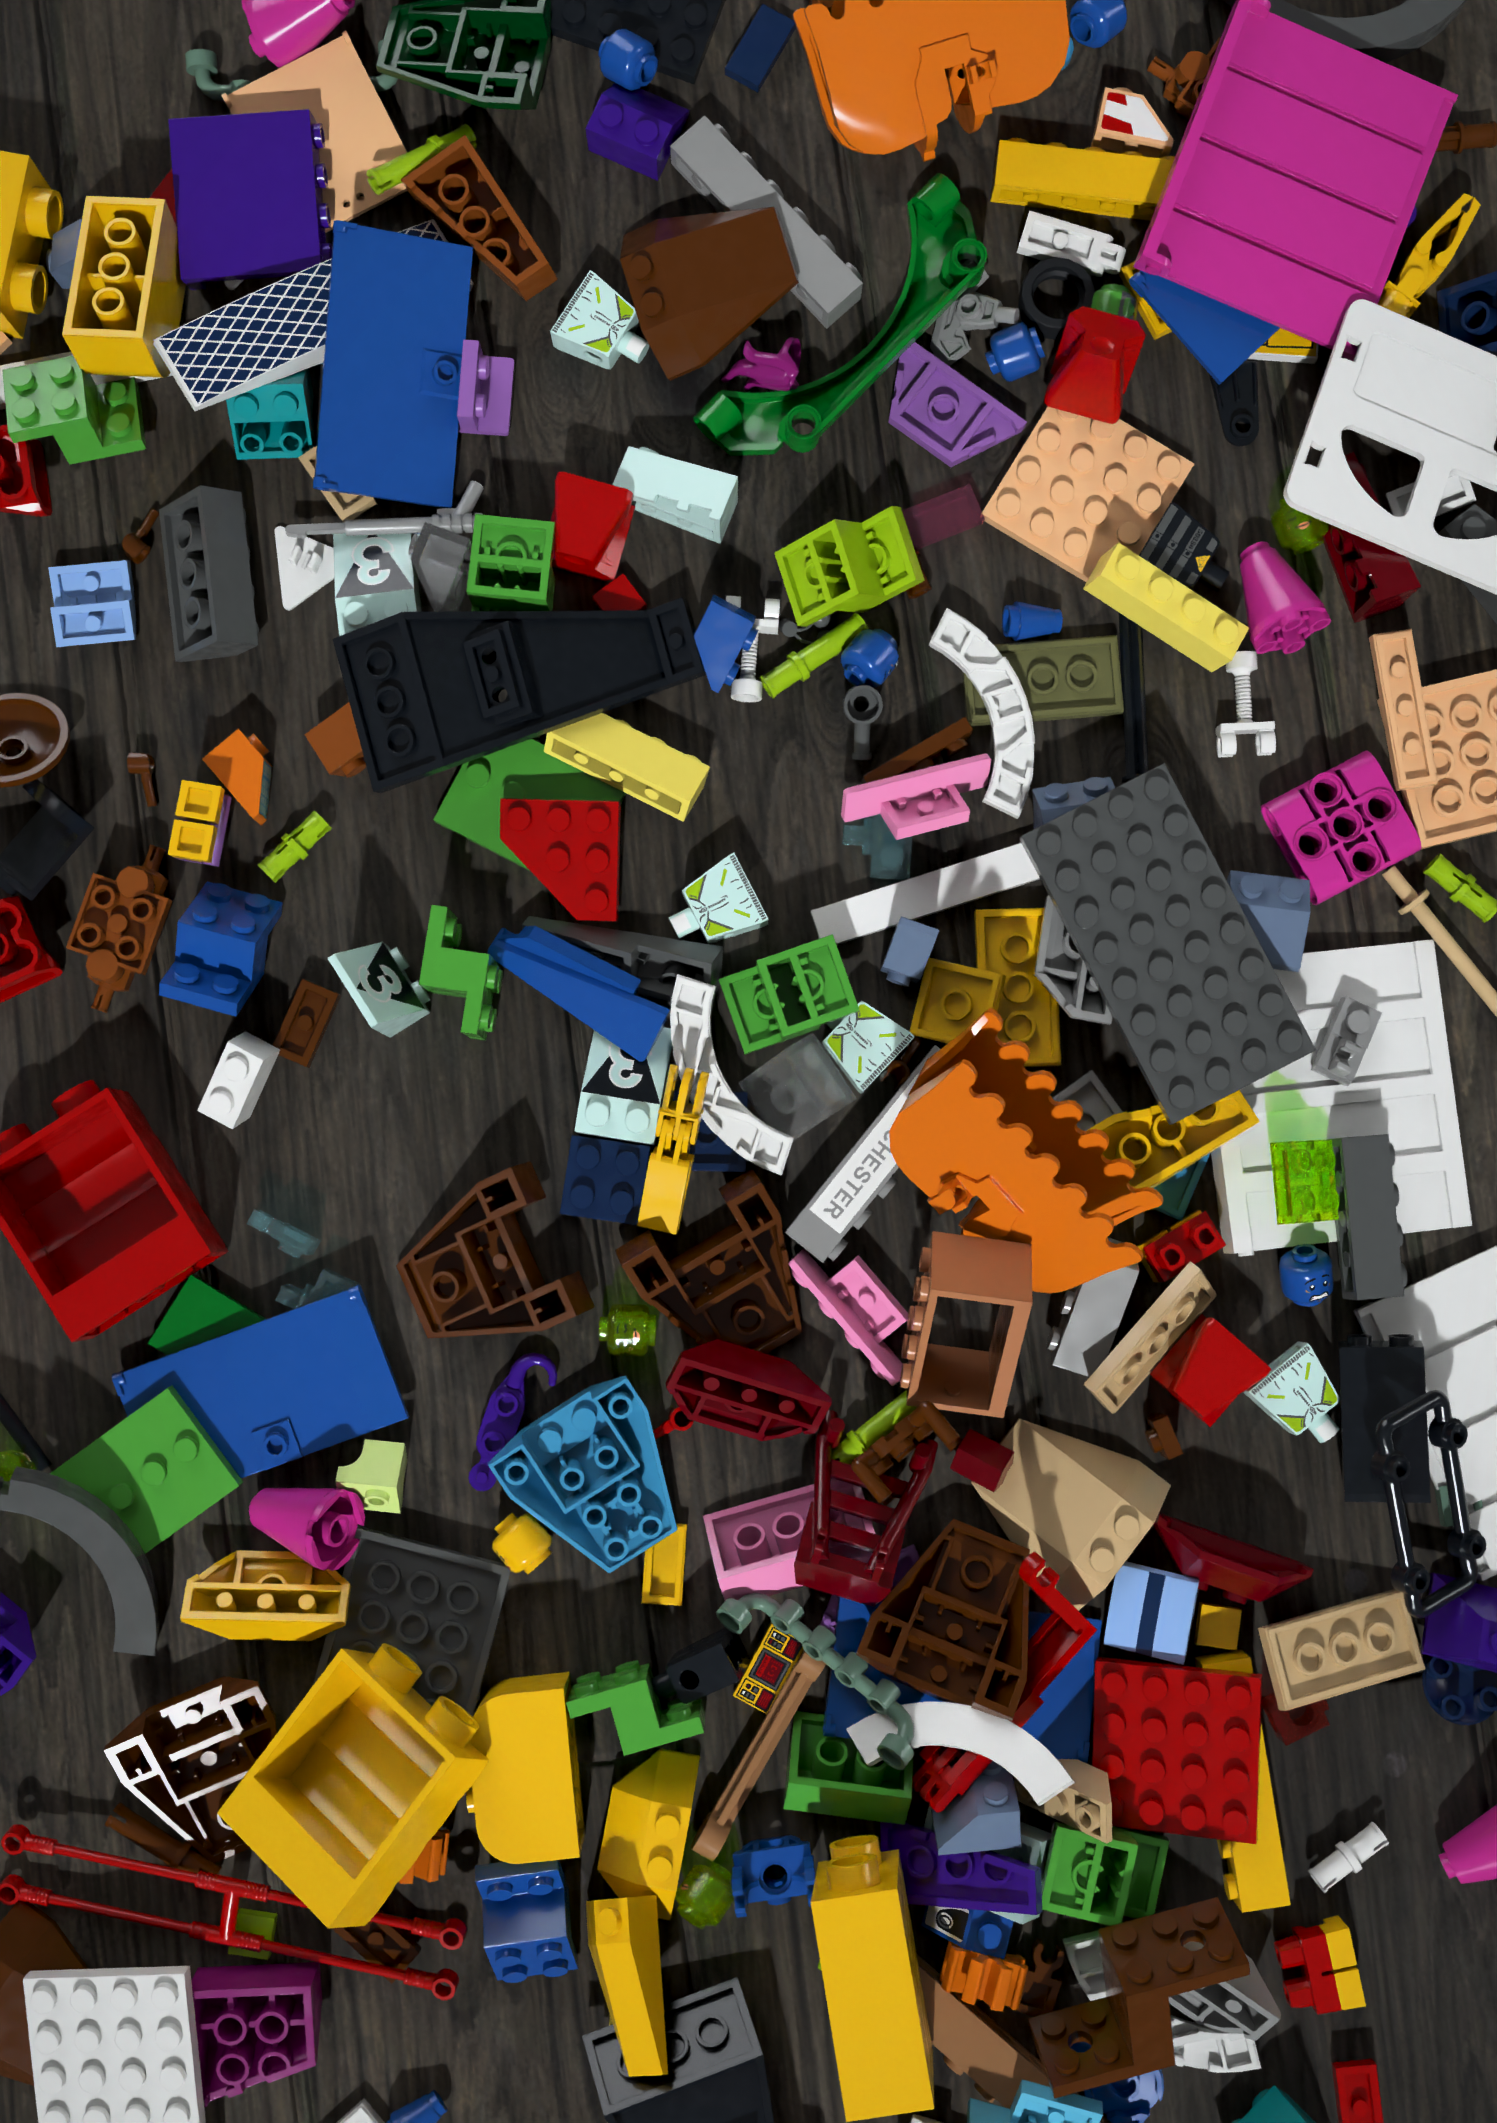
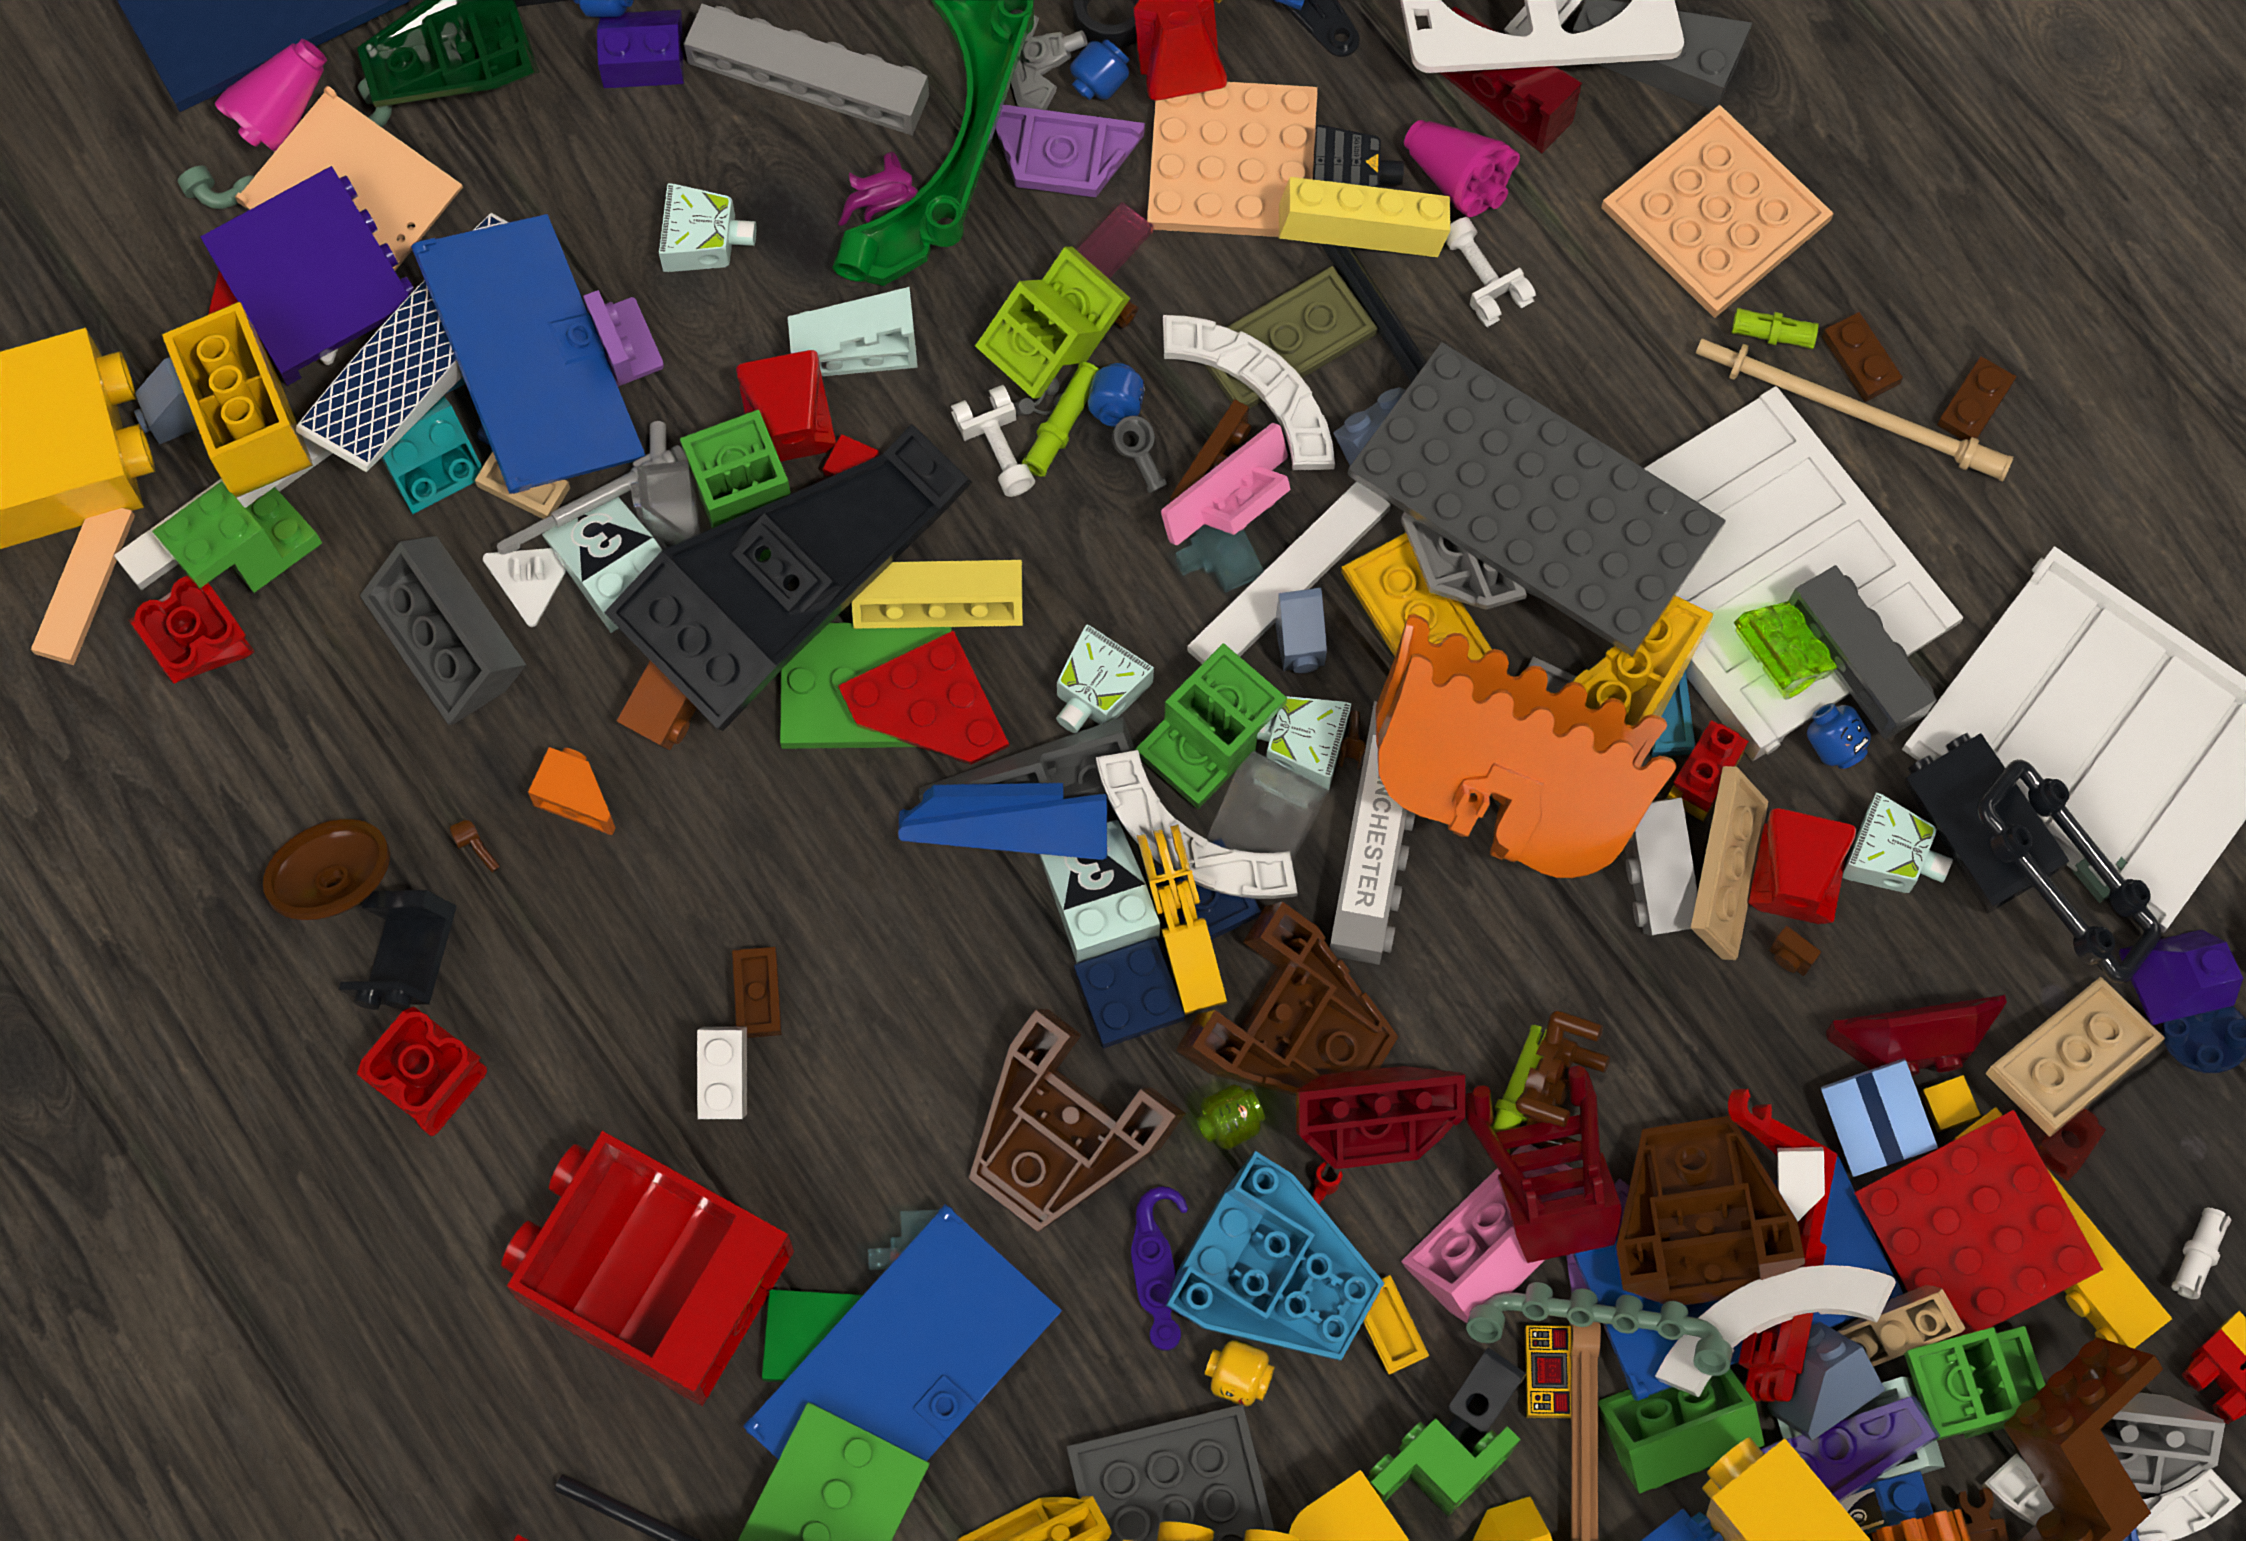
camera: 25 degrees left, 15 degrees down
(93, 603) = (339, 710): light blue slope -> none
(121, 925) = (529, 990): dark orange piece -> none
(133, 542) = (355, 639): reddish brown hand -> none
(202, 823) = (558, 850): yellow hips -> none
(220, 948) = (638, 957): blue bracket -> none
(292, 1240) = (853, 1201): clear light blue plate -> none
(294, 846) = (657, 834): lime pin -> none
(311, 1522) = (1018, 1456): dark pink cone -> none
(377, 1475) = (1061, 1386): yellowish green brick -> none
(381, 987) = (816, 917): light aqua slope -> none
(393, 171) = (463, 153): lime pin -> none
(460, 973) = (888, 863): bright green bracket -> none
(474, 209) = (527, 181): dark orange wedge -> none
(704, 281) = (780, 142): reddish brown wedge -> none
(720, 638) = (968, 441): blue slope -> none
(859, 1306) = (1439, 977): bright pink bracket -> none
(953, 999) = (1364, 654): yellow tile -> none
(971, 1271) = (1524, 857): nougat hose -> none
(982, 1460) = (1638, 1060): dark red piece -> none
(1030, 621) = (1244, 292): blue cone -> none
(1052, 1642) = (1800, 1177): none -> white tile
(1074, 1506) = (1752, 1042): tan wedge -> none
(1276, 912) = (1623, 424): sand blue slope -> none
(1297, 530) = (1442, 93): clear neon green head -> none
(1346, 1041) = (1750, 509): light grey plate -> none
(1350, 789) = (1624, 293): dark pink connector -> none
(1403, 710) = (1629, 201): light nougat tile -> none

